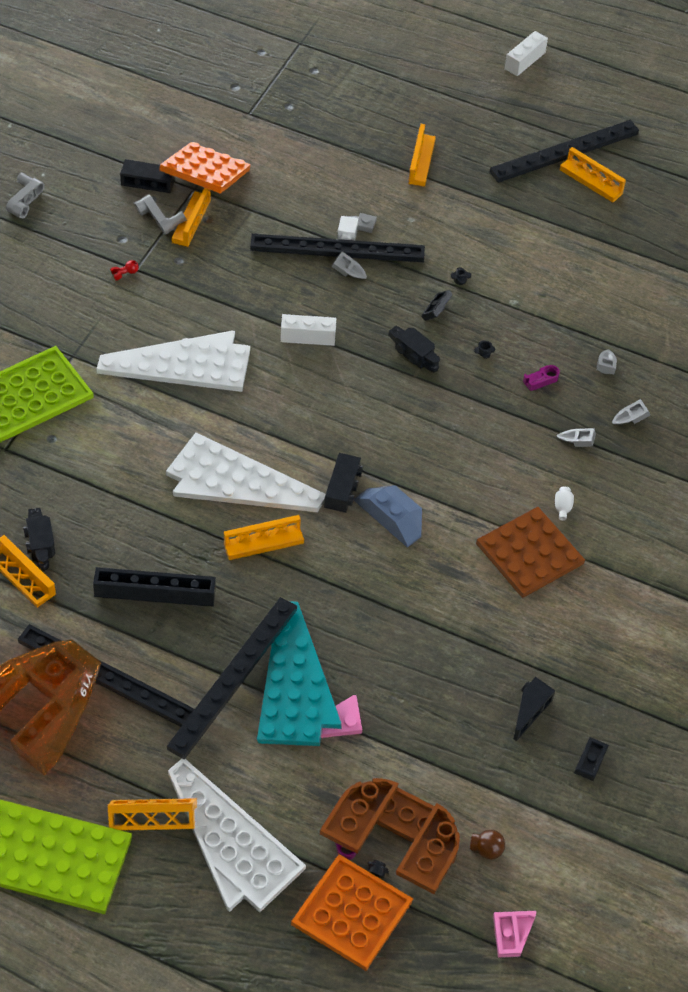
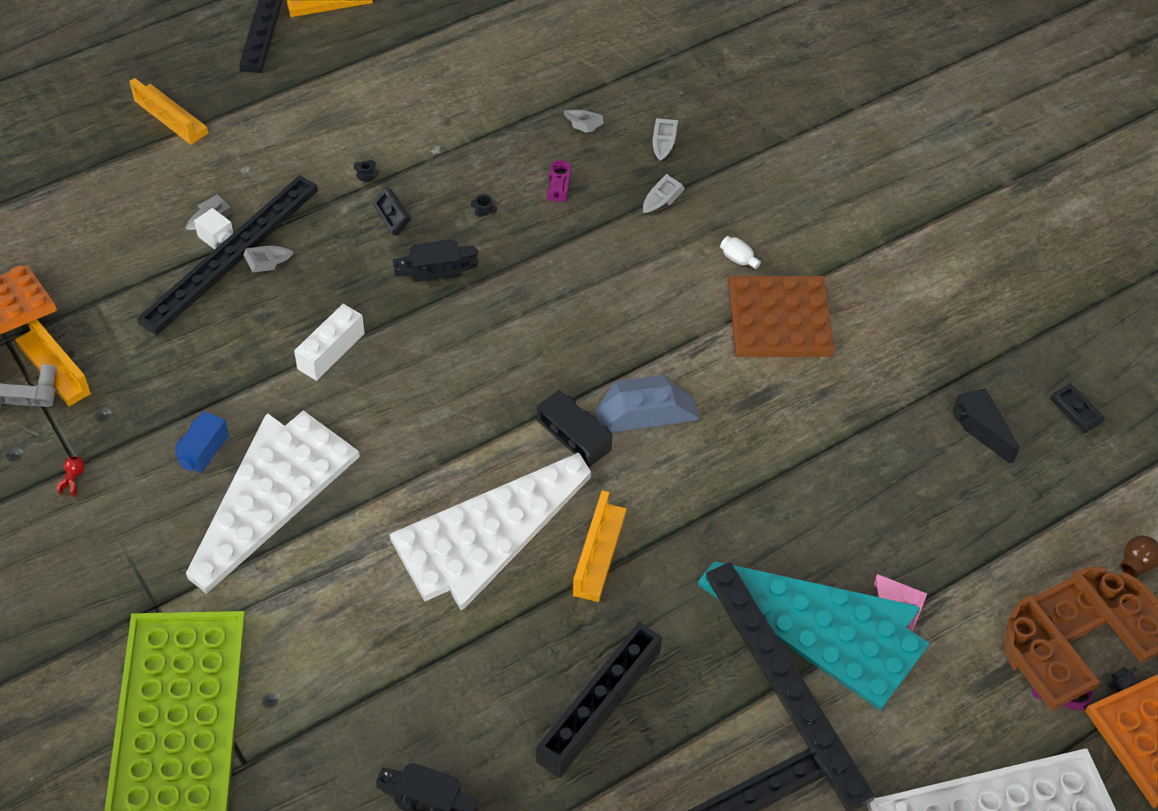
camera: 55 degrees left, 0 degrees up
(189, 312) = (201, 442): none -> blue brick

